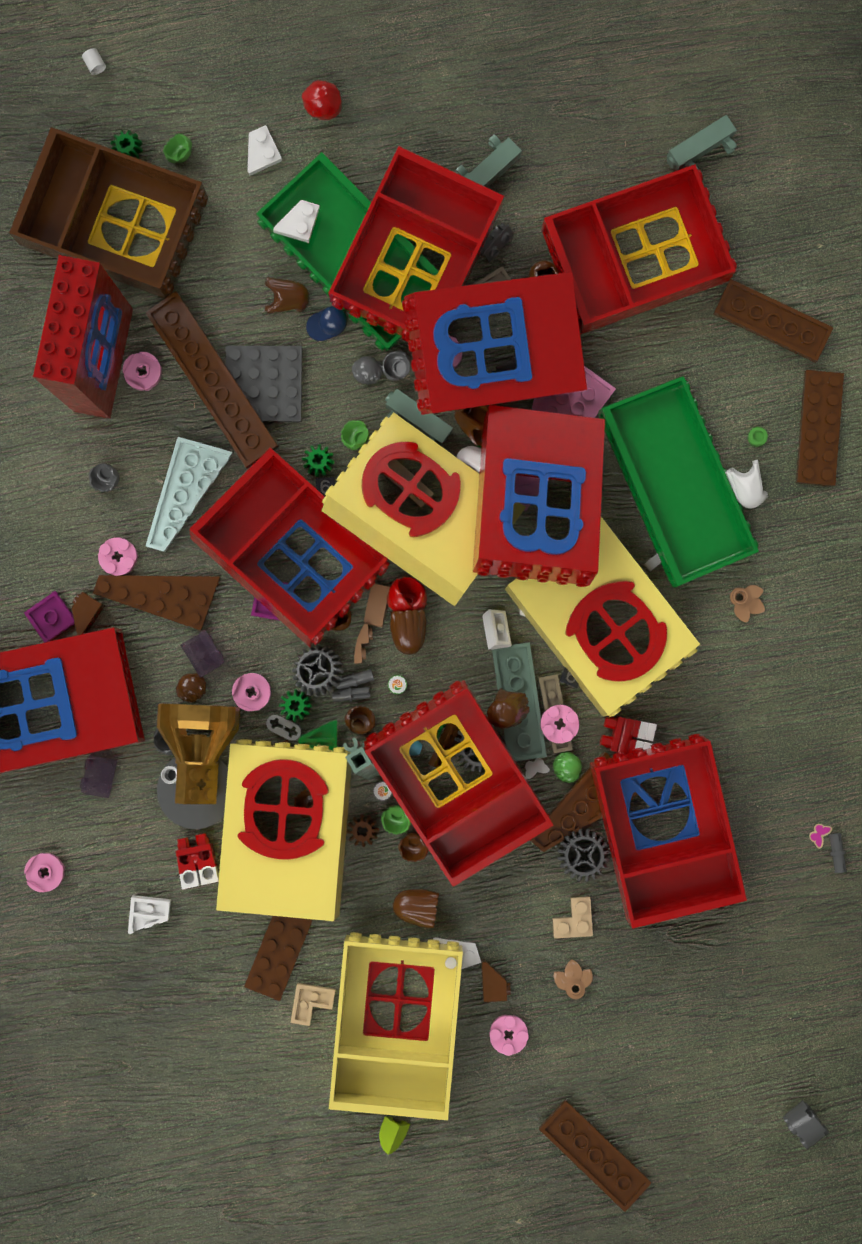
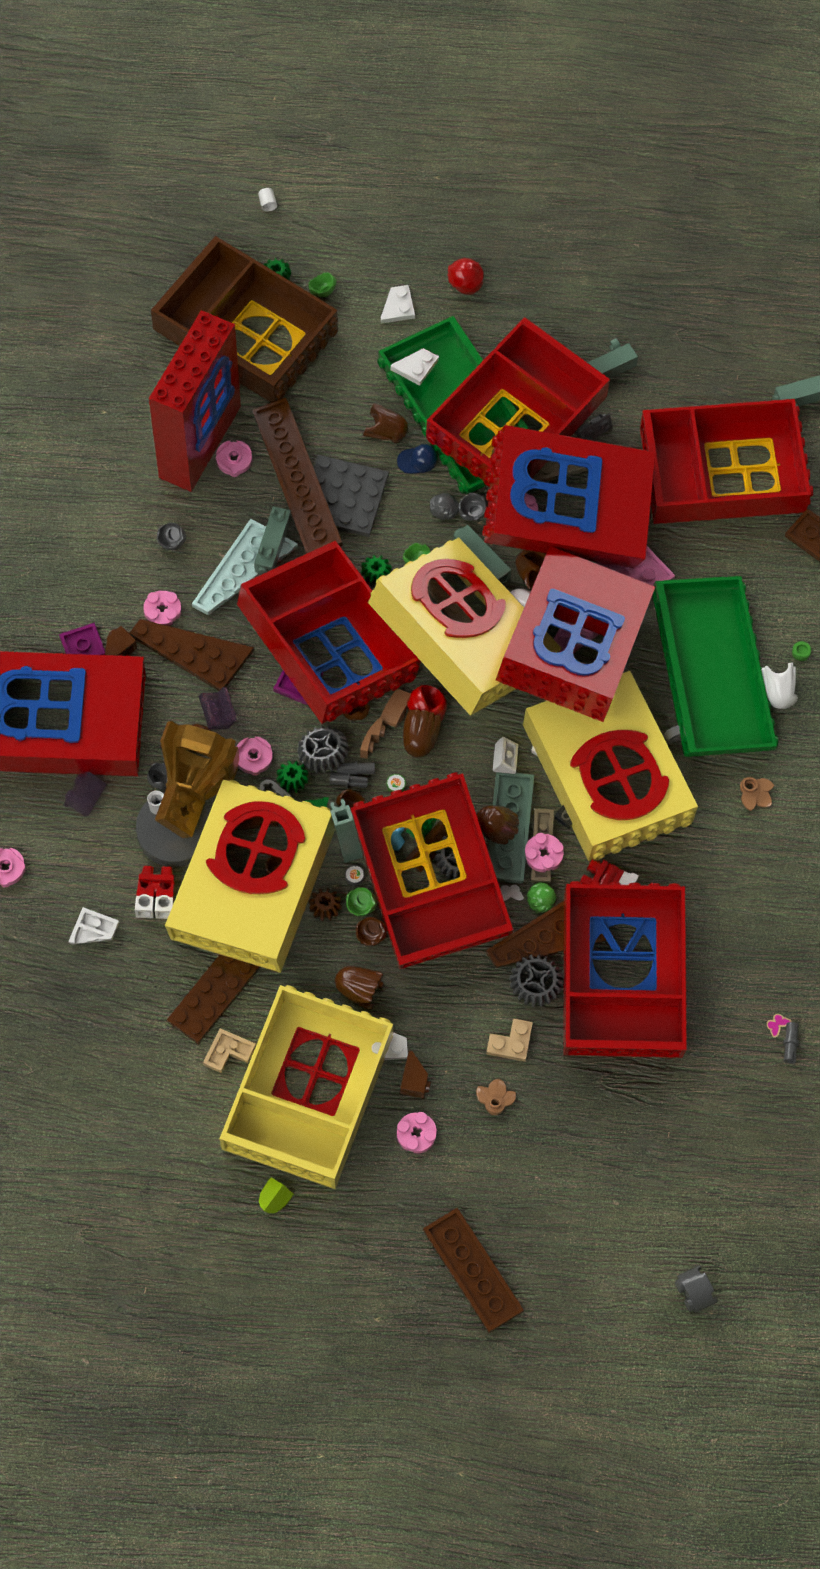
camera: 15 degrees right, 20 degrees down
(207, 459) = (272, 540): none -> sand green brick

